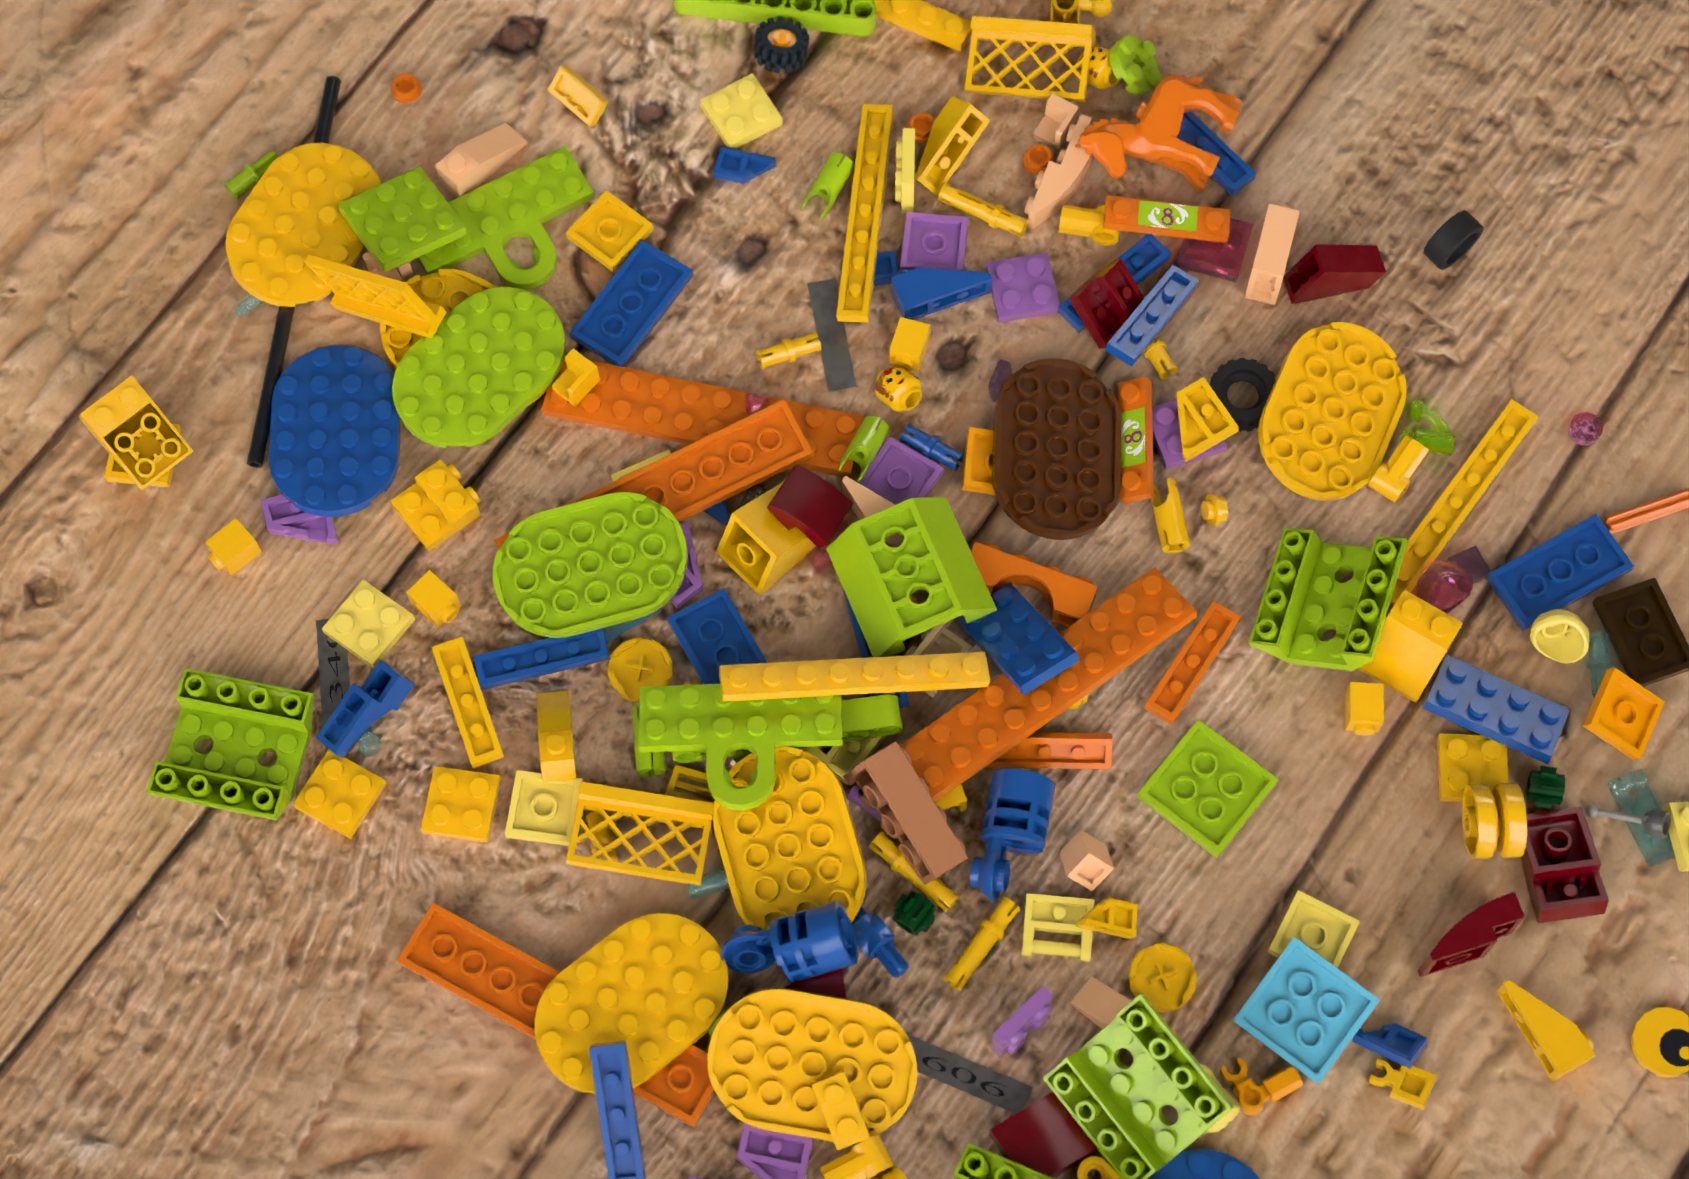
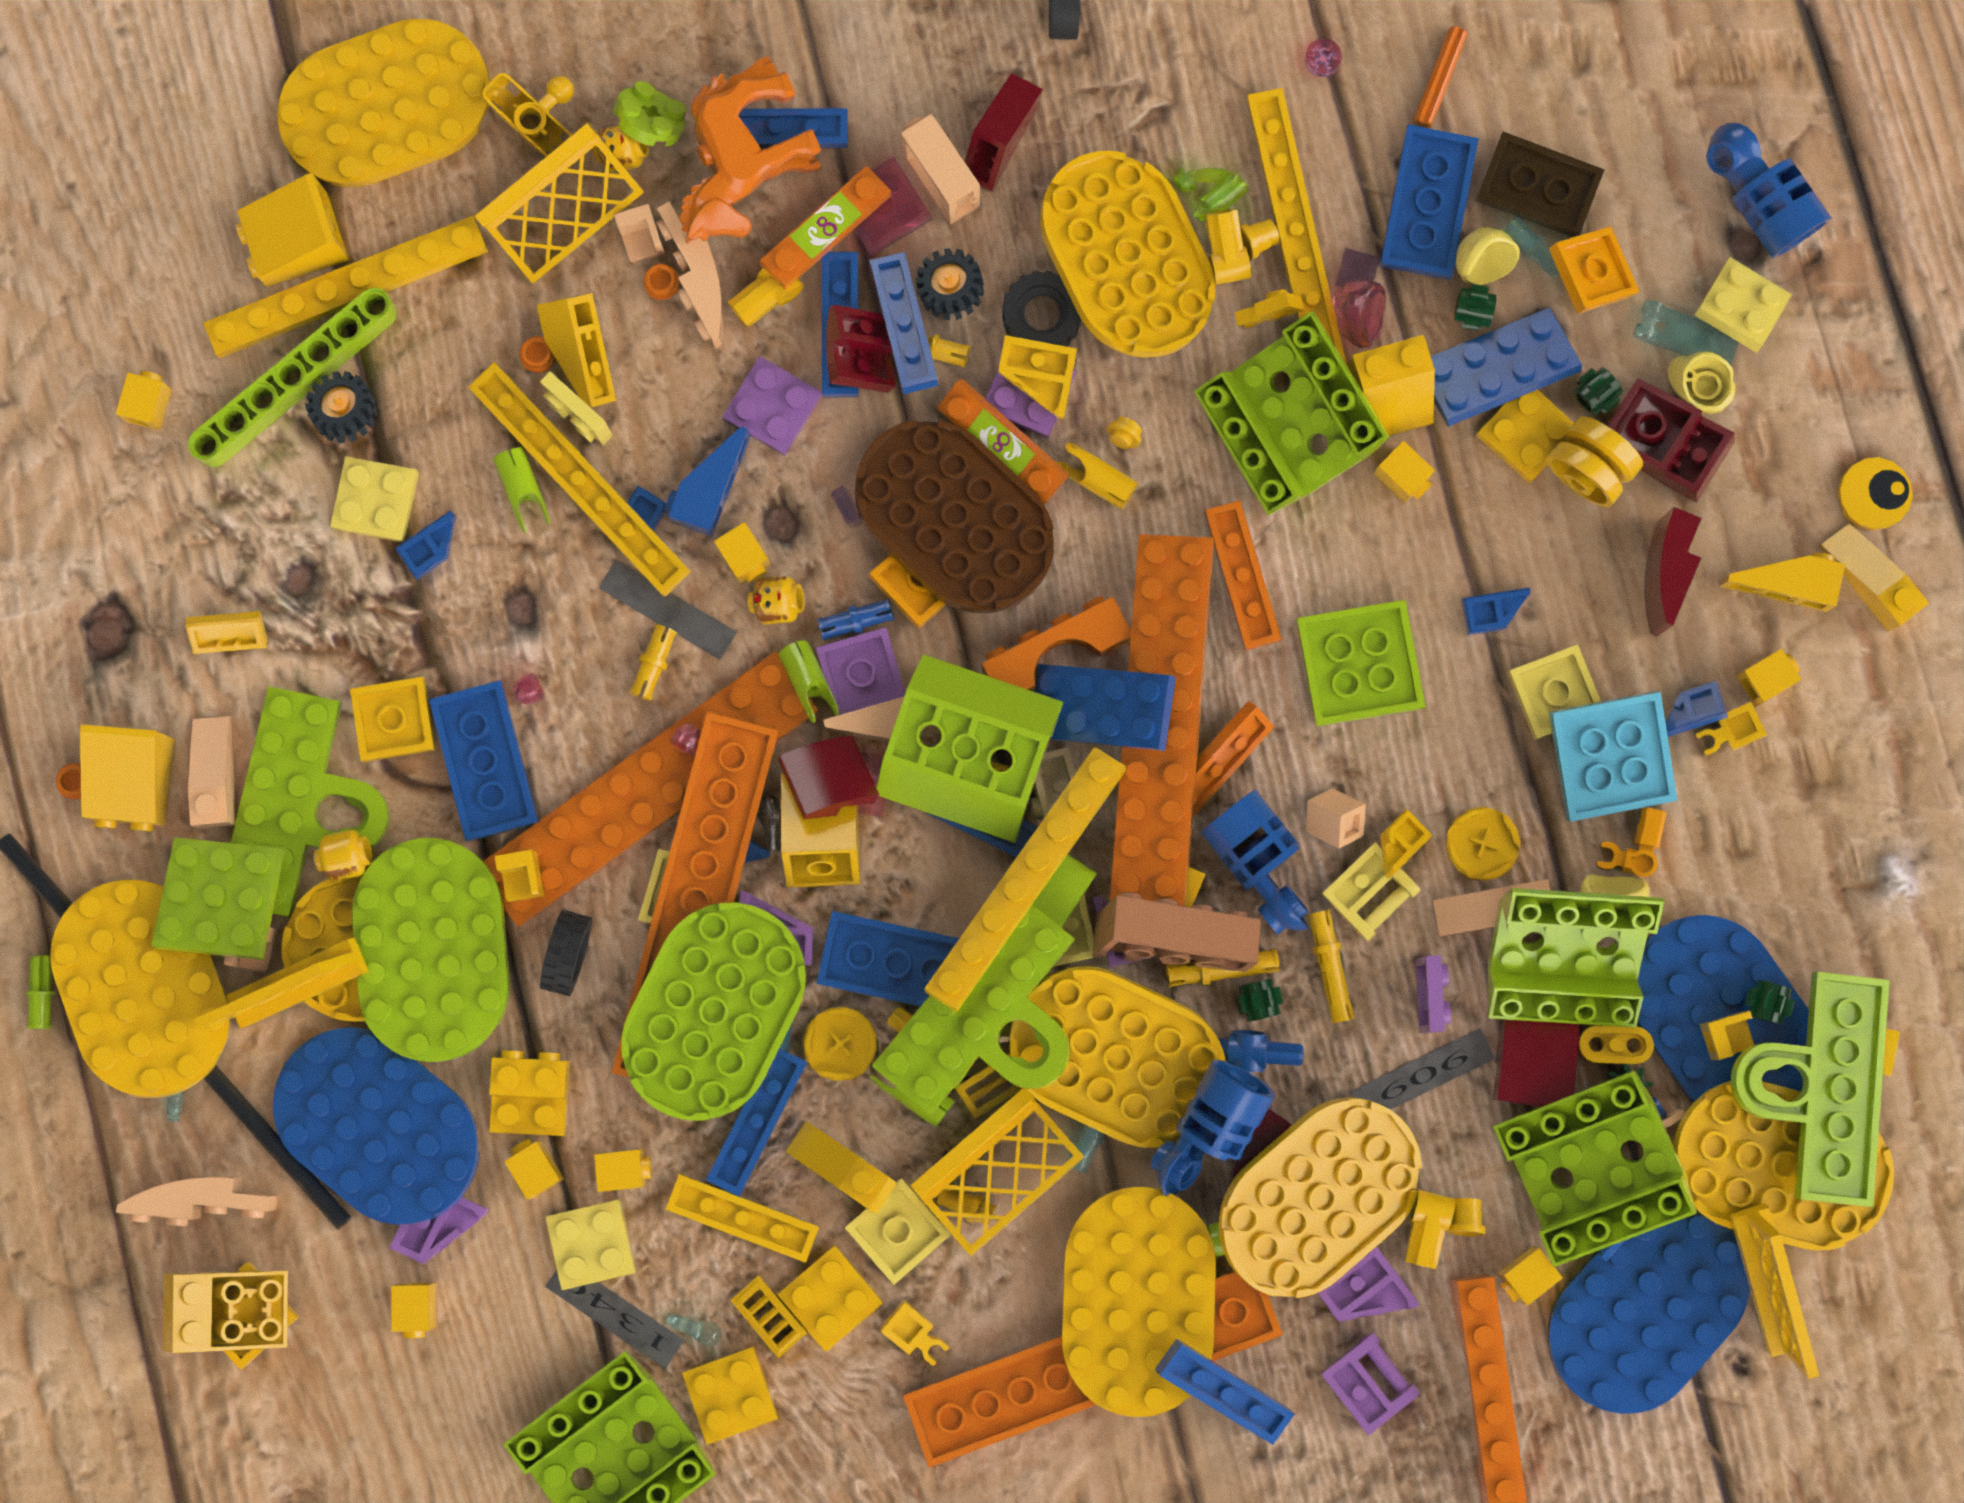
camera: 50 degrees left, 15 degrees up
(195, 361) = (184, 1200): none -> light nougat slope
(363, 706) = (672, 1313): blue slope -> none
(388, 546) = (533, 1168): none -> yellow brick
(409, 799) = (779, 1307): none -> yellow slope
(434, 108) = (125, 776): none -> yellow slope
(482, 870) = (910, 1330): none -> yellow plate
(495, 267) = (343, 855): none -> yellow head
(548, 445) = (565, 952): none -> black tyre
(702, 293) = (528, 689): none -> clear pink hinge
(840, 1110) = (1377, 1206): yellow plate -> none
(934, 241) = (663, 446): medium lavender plate -> none
(986, 211) = (668, 374): yellow pin -> none
(1205, 323) = (950, 284): none -> black wheel
(1329, 848) = (1492, 611): none -> blue tile
(1384, 526) = (1275, 306): none -> yellow plate
(1425, 484) = (1259, 237): none -> yellow piece
(1466, 1075) = (1769, 676): none -> yellow brick
(1520, 658) = (1475, 307): none -> dark green gear
(1607, 1092) = (1875, 578): none -> yellow slope
(1629, 857) = (1710, 383): none -> light yellow hair
(1654, 822) = (1704, 335): hinge -> none

